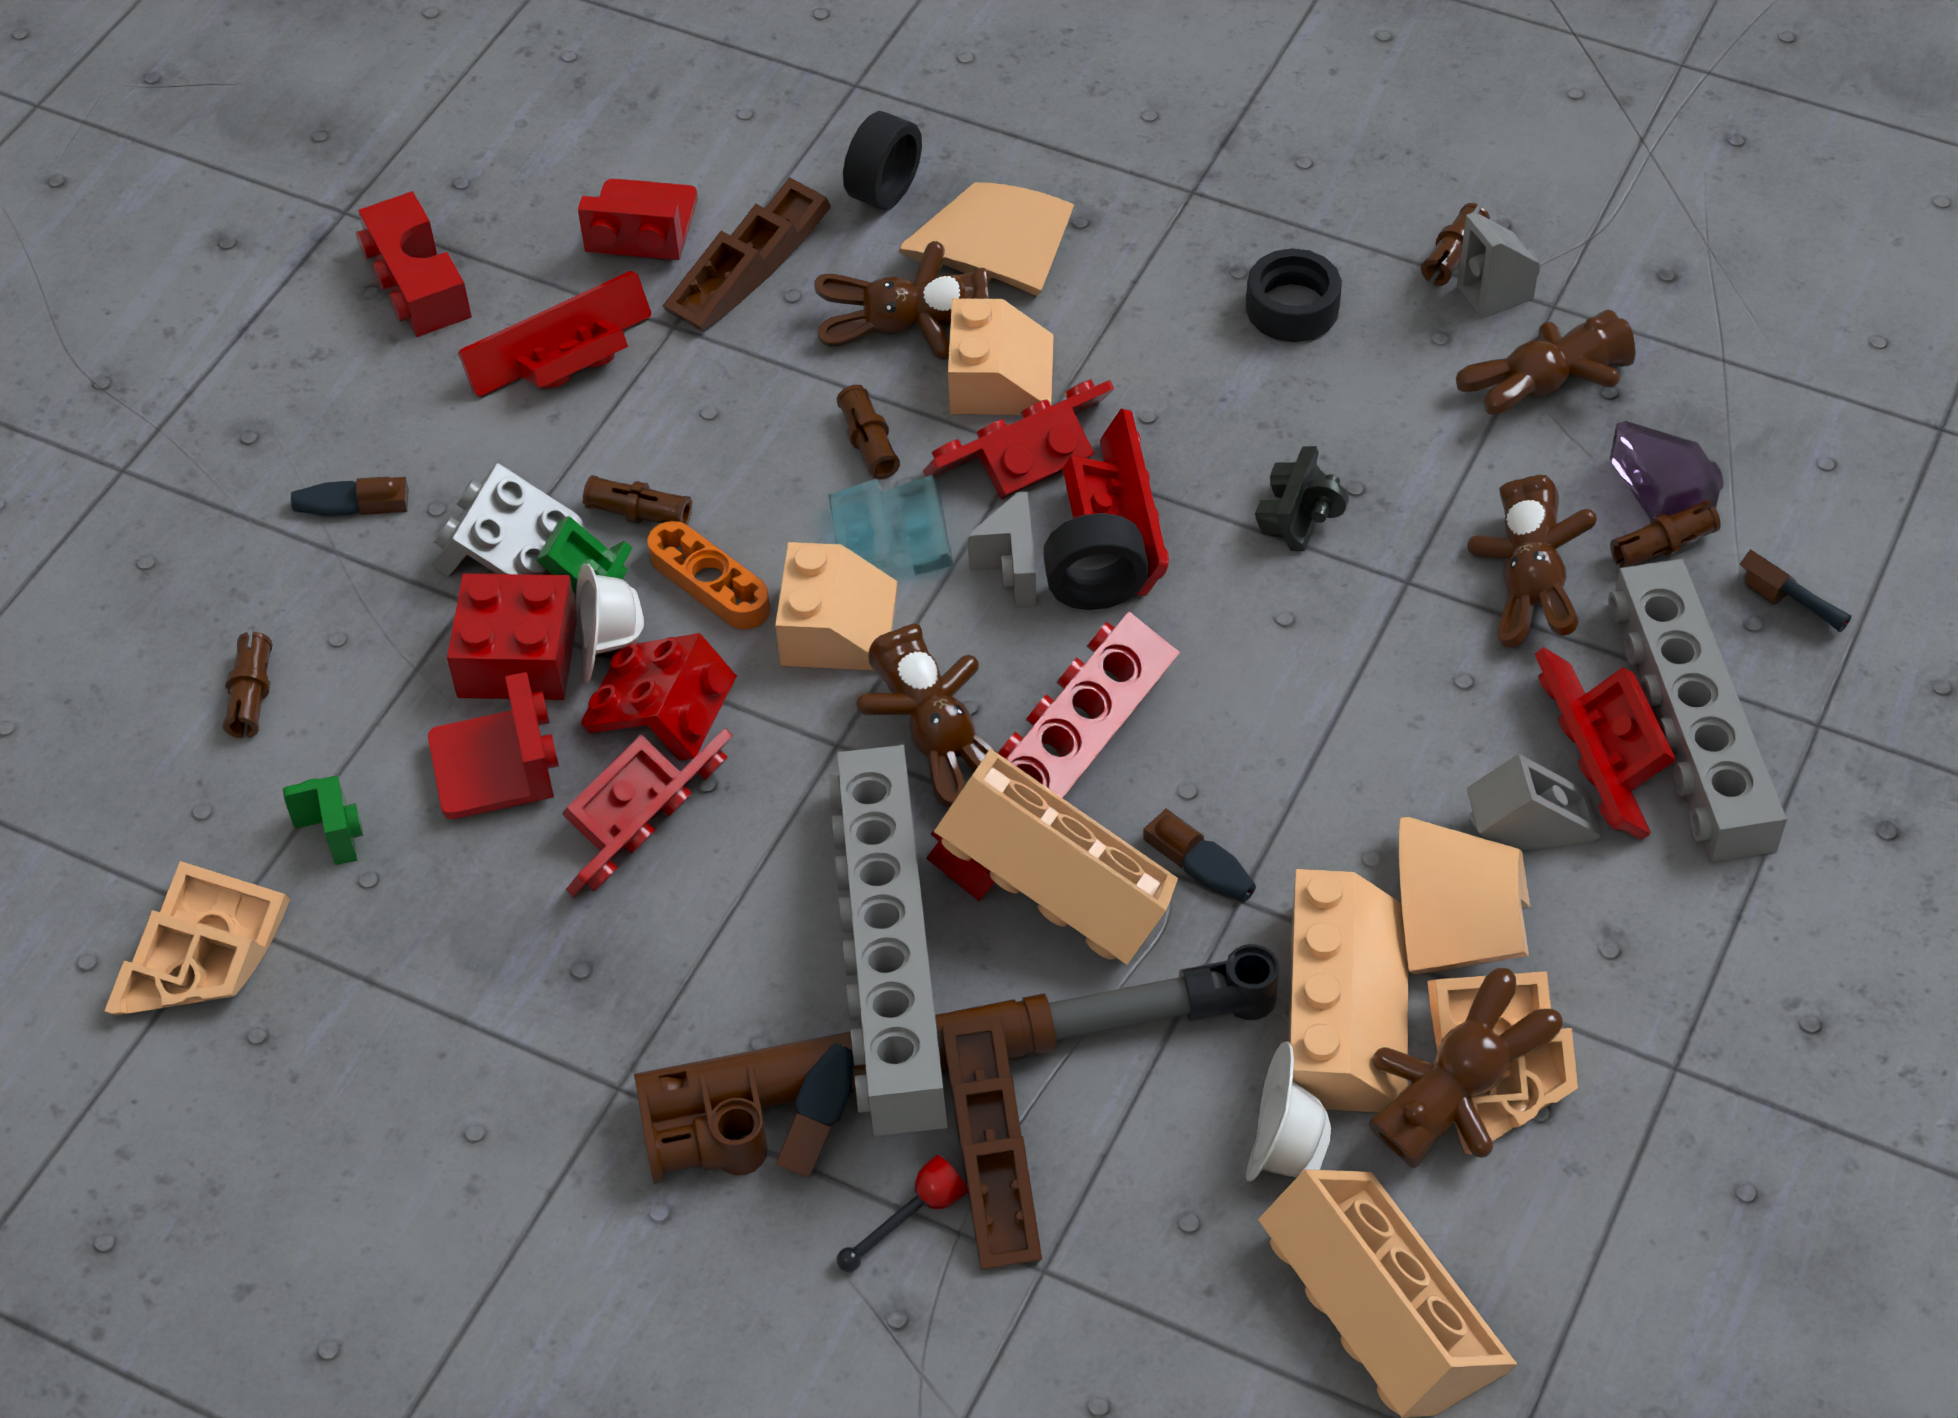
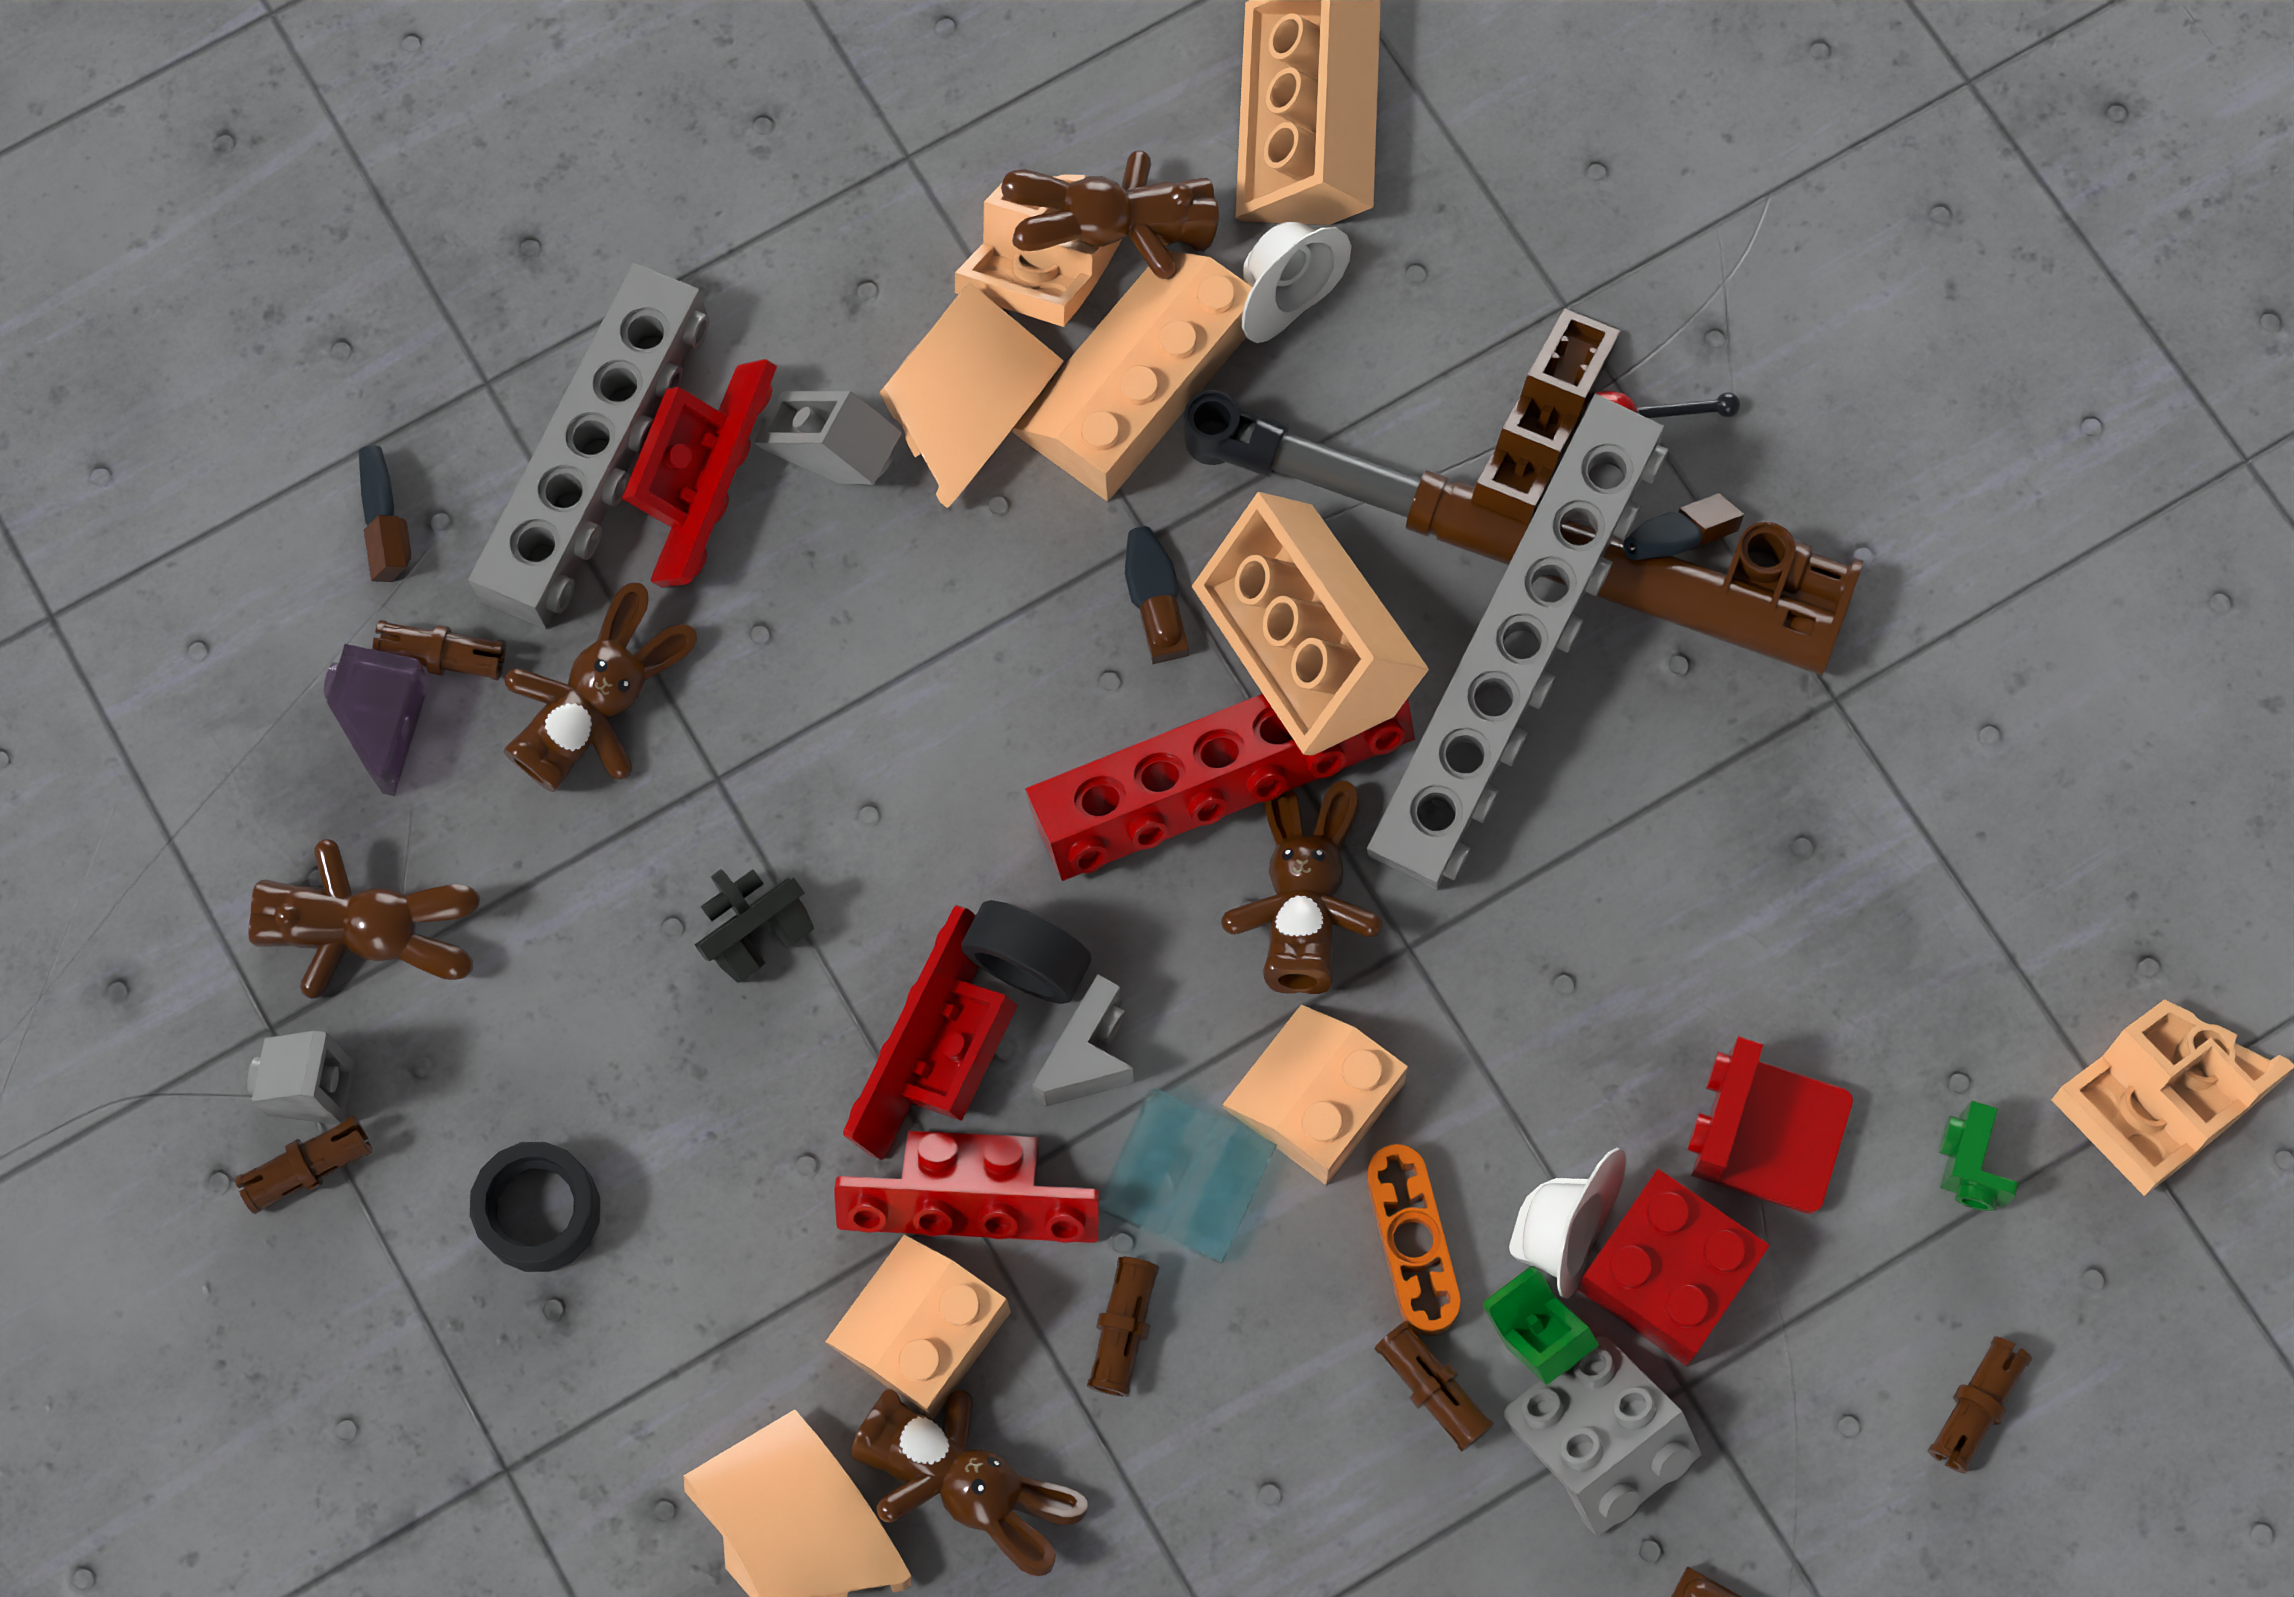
camera: 145 degrees left, 20 degrees up
(627, 796) = (1655, 978): red bracket -> none
(668, 686) = (1560, 1099): red bracket -> none

